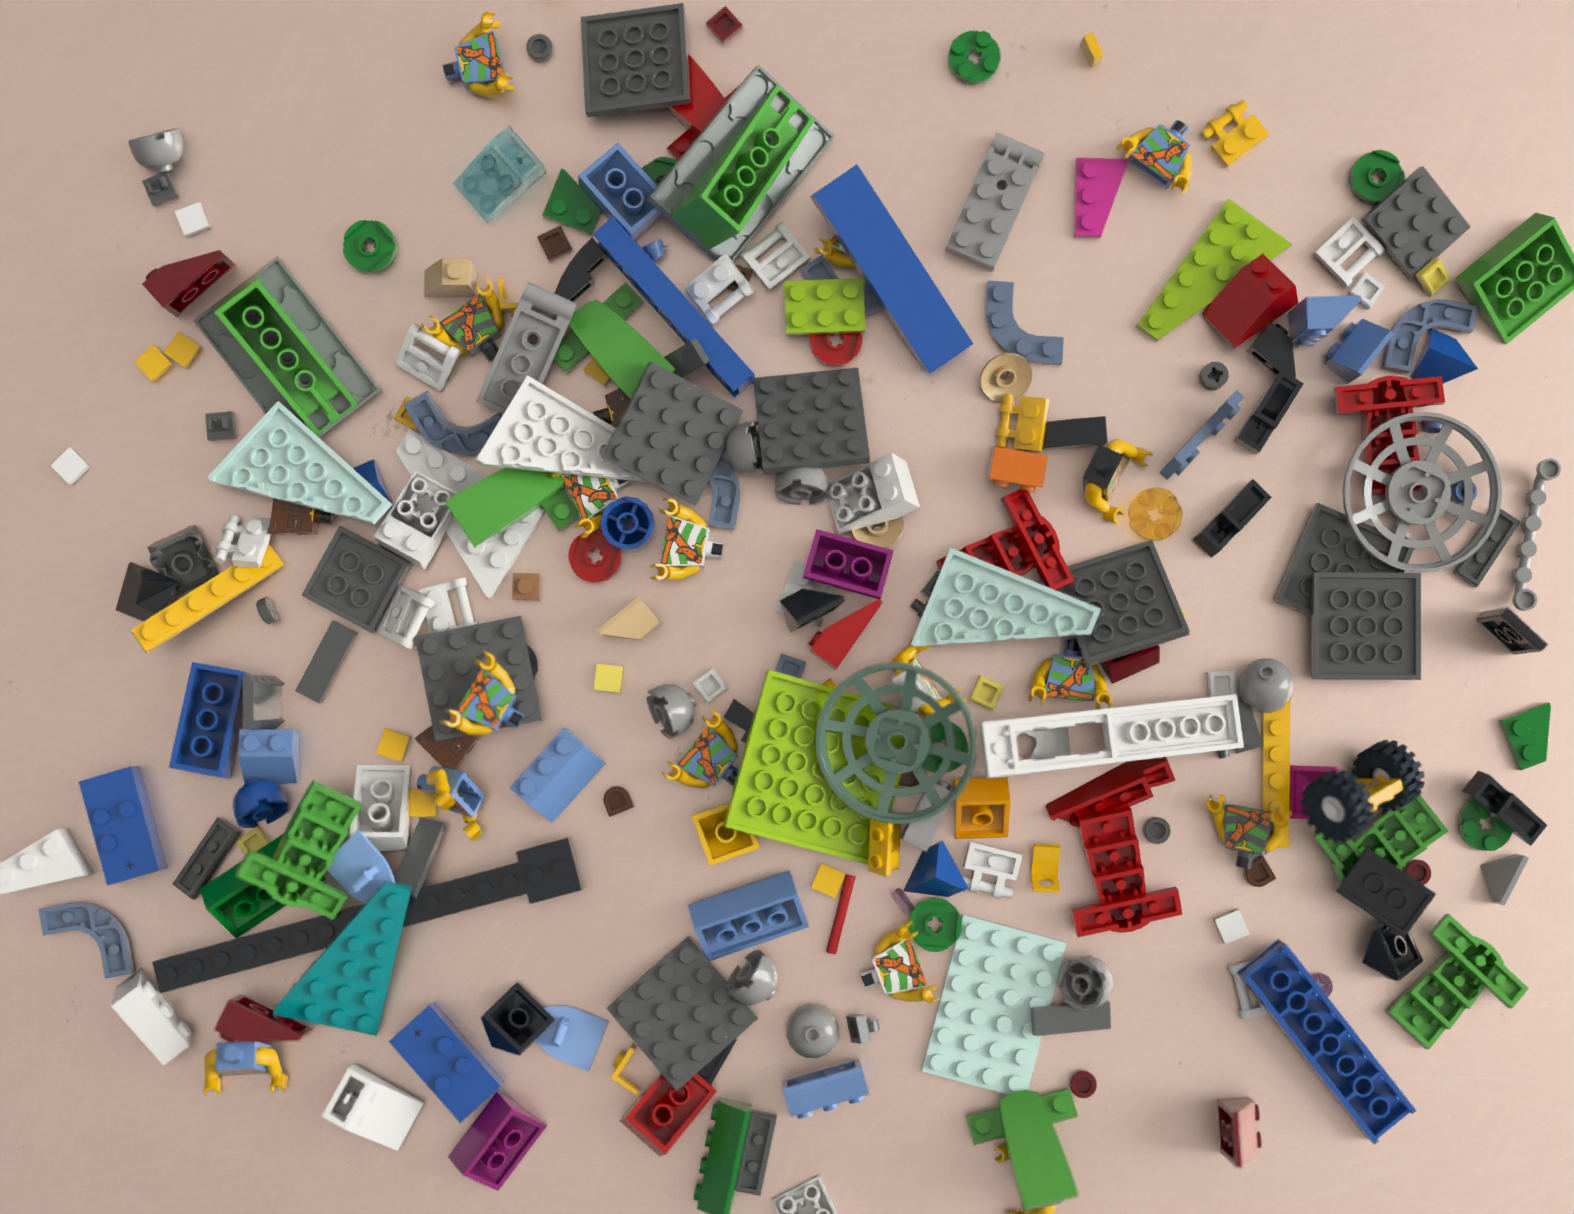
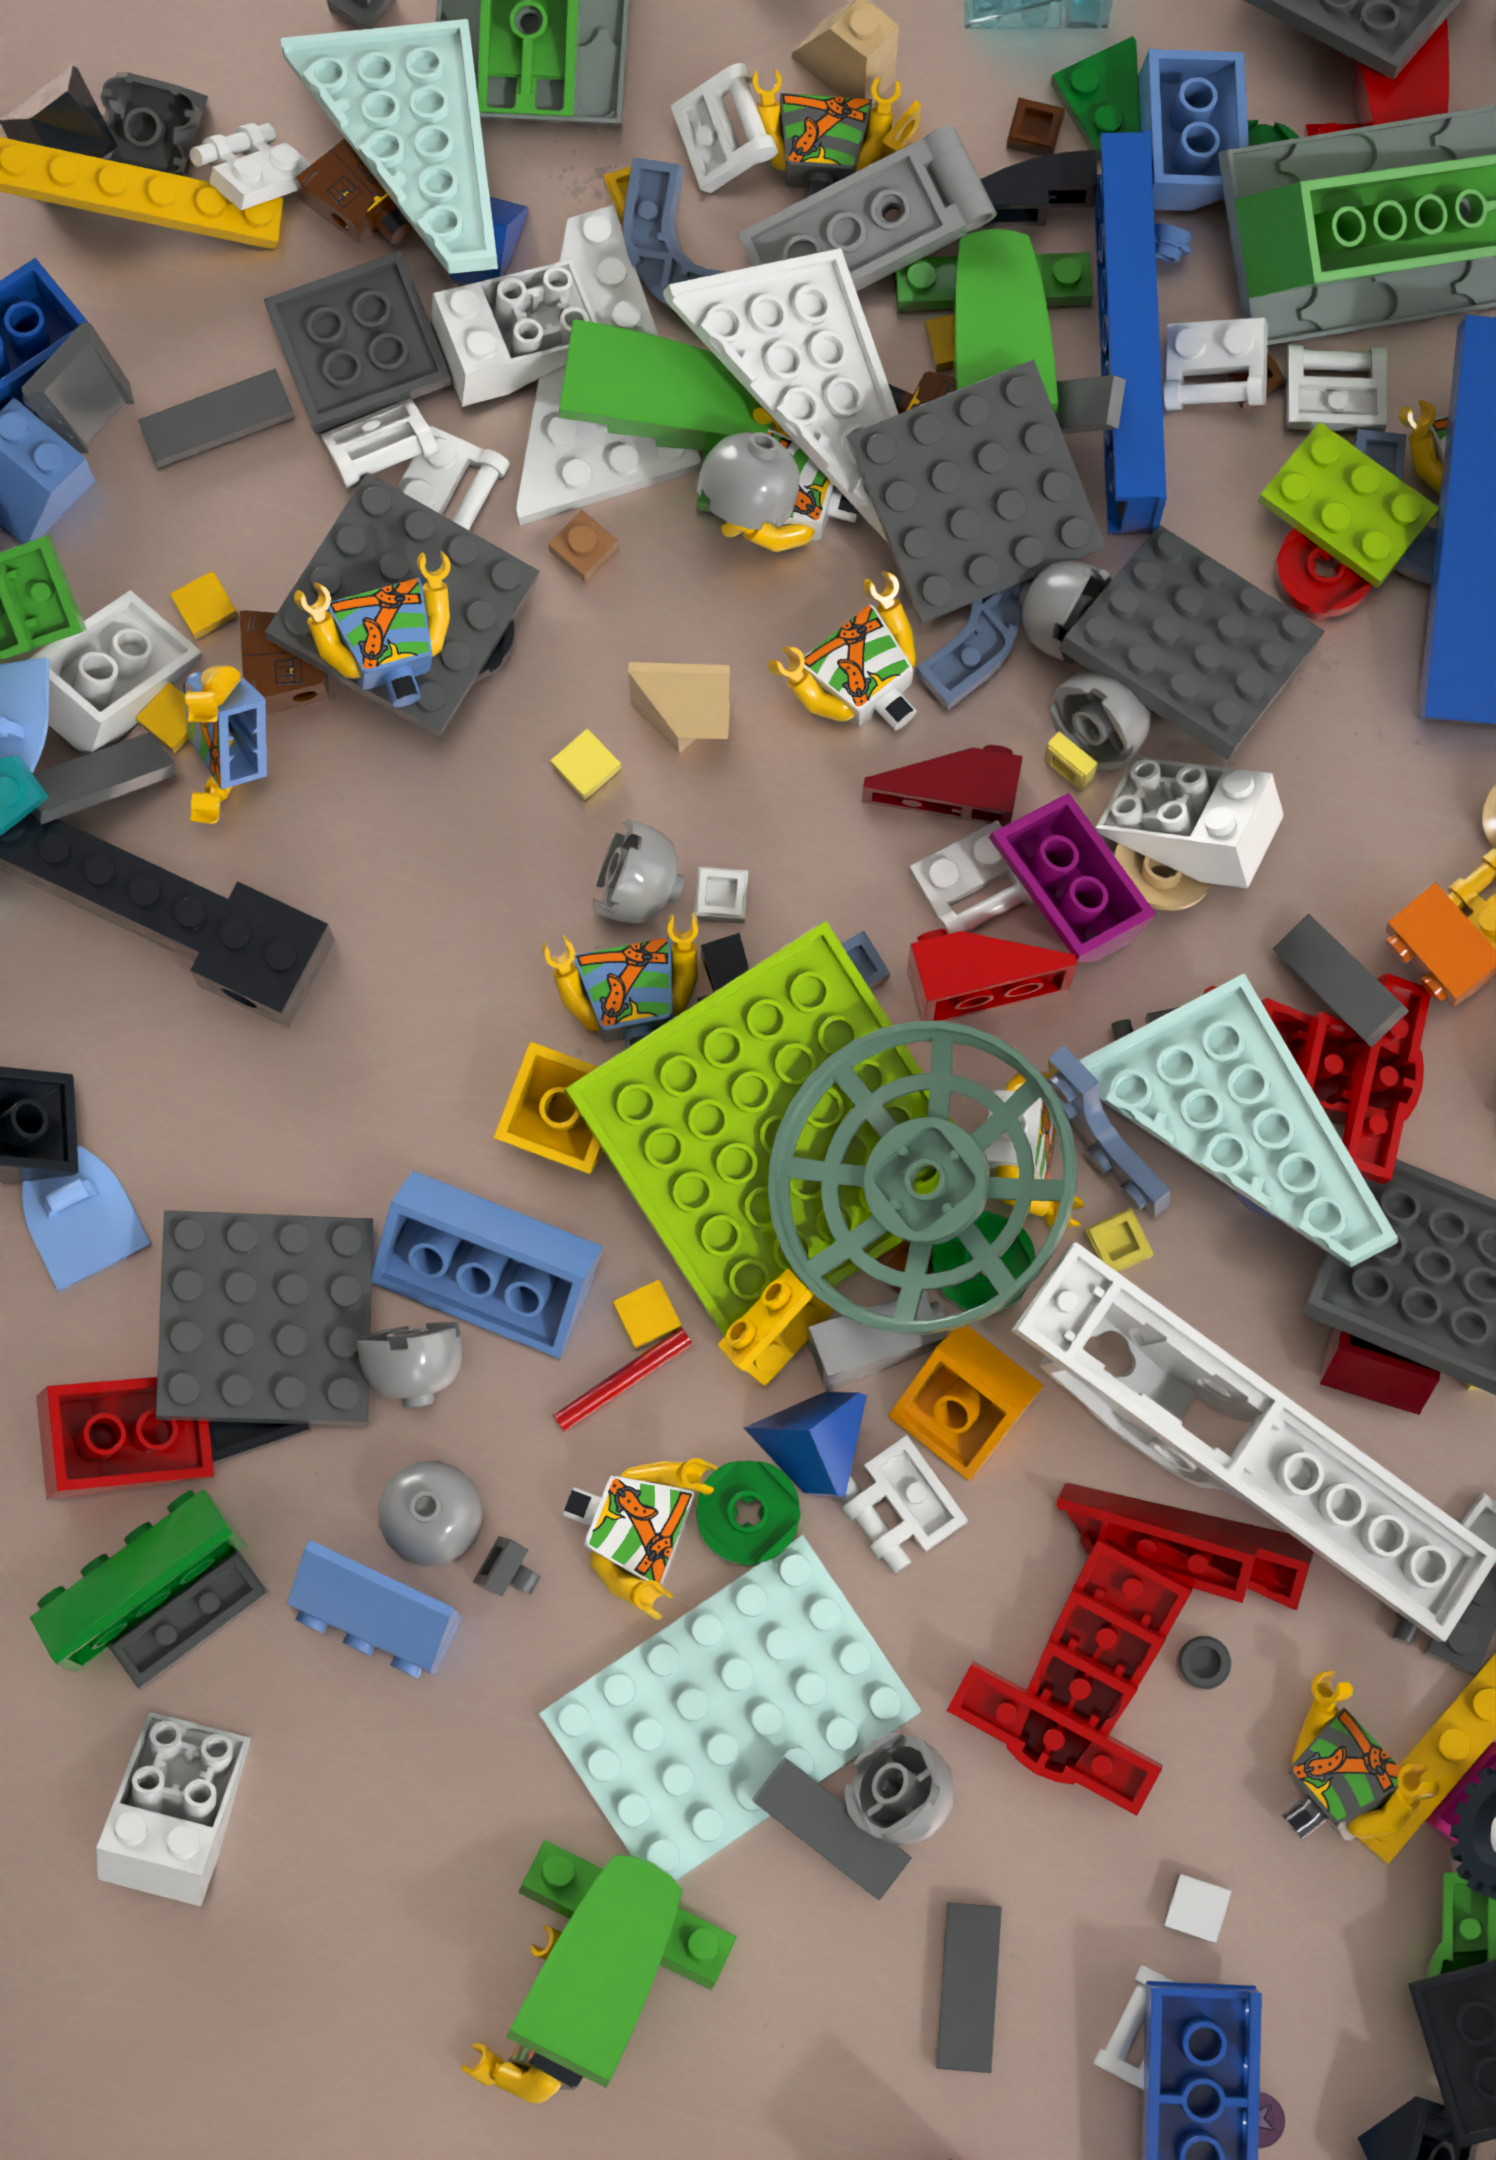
camera: 45 degrees right, 10 degrees down
(267, 610) = (199, 283): dark grey tile -> none
(557, 775) = (393, 832): medium blue slope -> none
(578, 510) = (750, 480): none -> light grey cylinder
(581, 563) = (712, 609): red plate -> none
(617, 800) = (445, 944): reddish brown tile -> none
(619, 1063) = (112, 1315): yellow bracket -> none
(627, 523) = (803, 566): blue cylinder -> none
(768, 558) = (960, 785): none -> dark red slope
(802, 511) = (1070, 761): none -> light yellow tile
(808, 606) = (962, 892): black slope -> none
(902, 901) = (729, 1435): tile -> none
(951, 661) = (1107, 1149): none -> sand blue plate
(987, 514) = (1340, 980): none -> dark grey tile
(1045, 867) = (988, 1568): yellow bracket -> none
(1069, 678) = (1260, 1320): torso -> none
(1082, 1084) = (763, 1949): dark red tile -> none
(1171, 1030) = (969, 1987): none -> dark grey tile
(1259, 874) = (1308, 1863): reddish brown tile -> none

